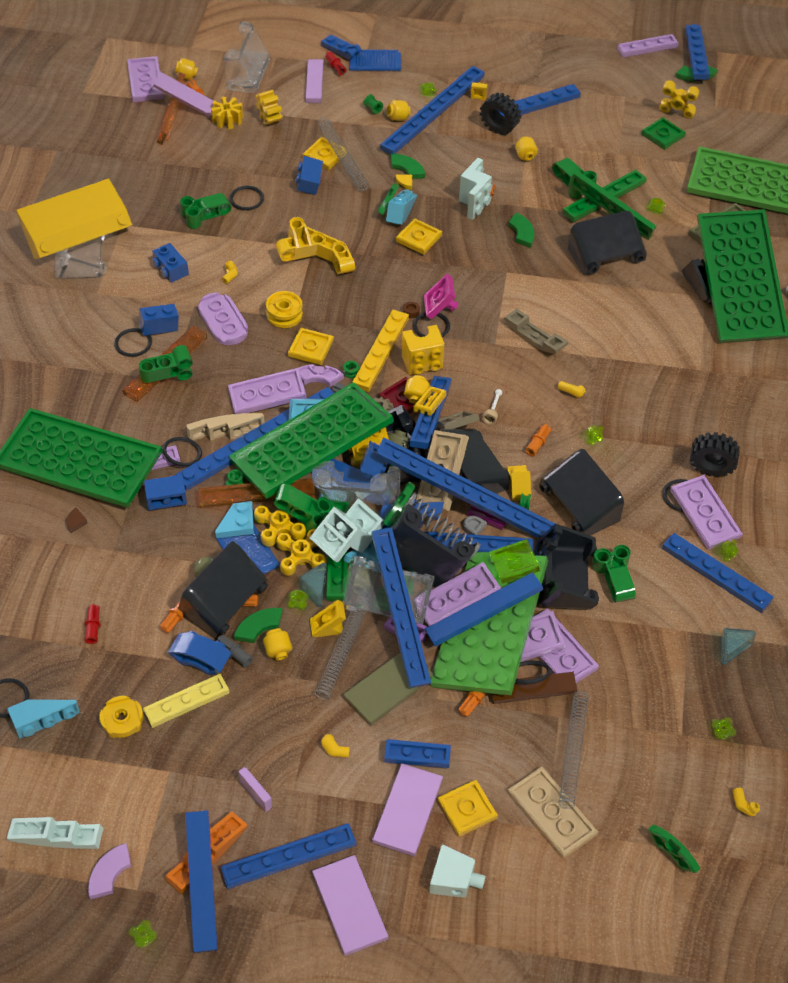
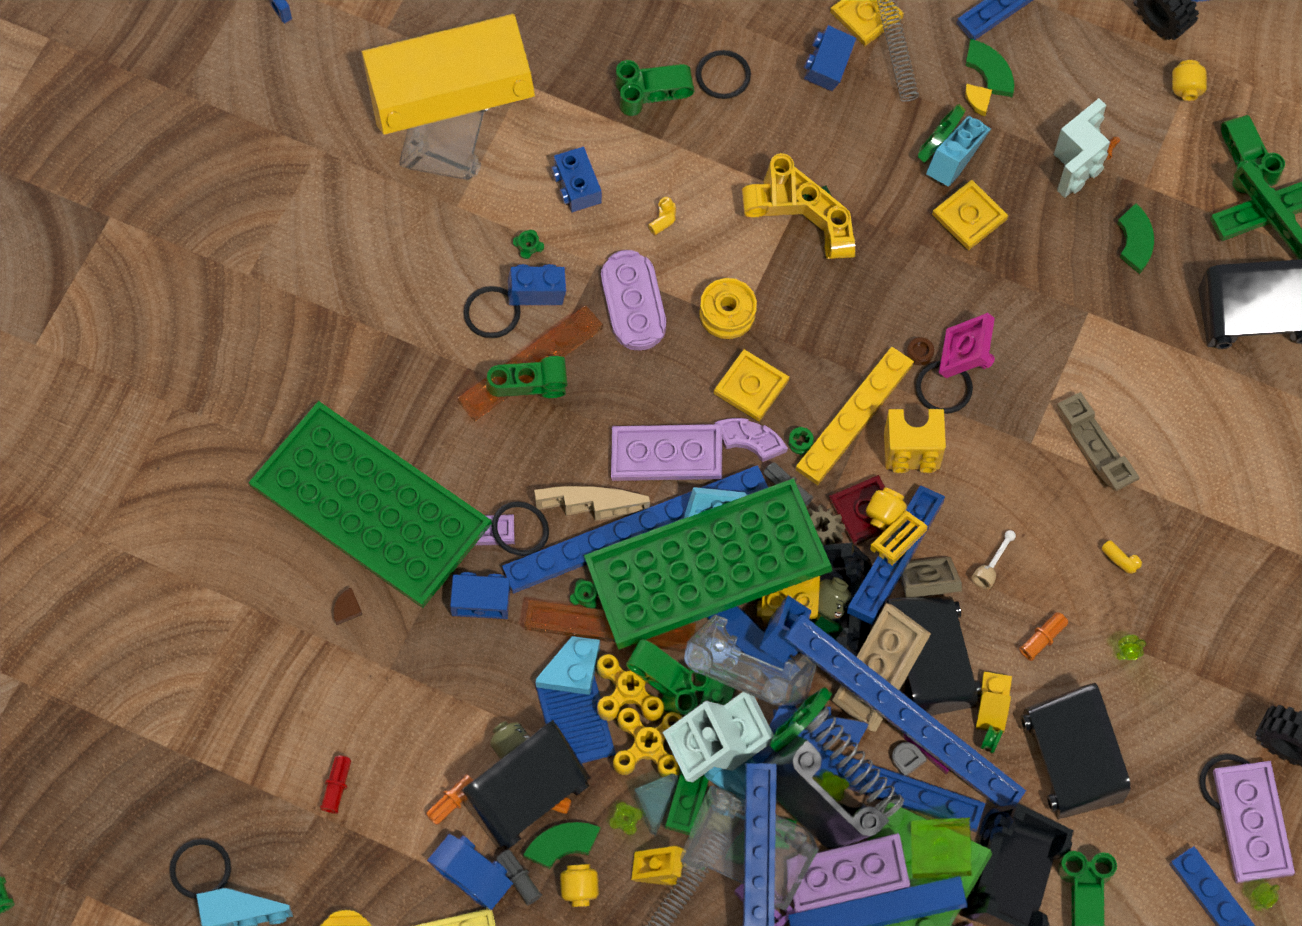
camera: 15 degrees right, 15 degrees up
(147, 300) = (528, 237): none -> green plate

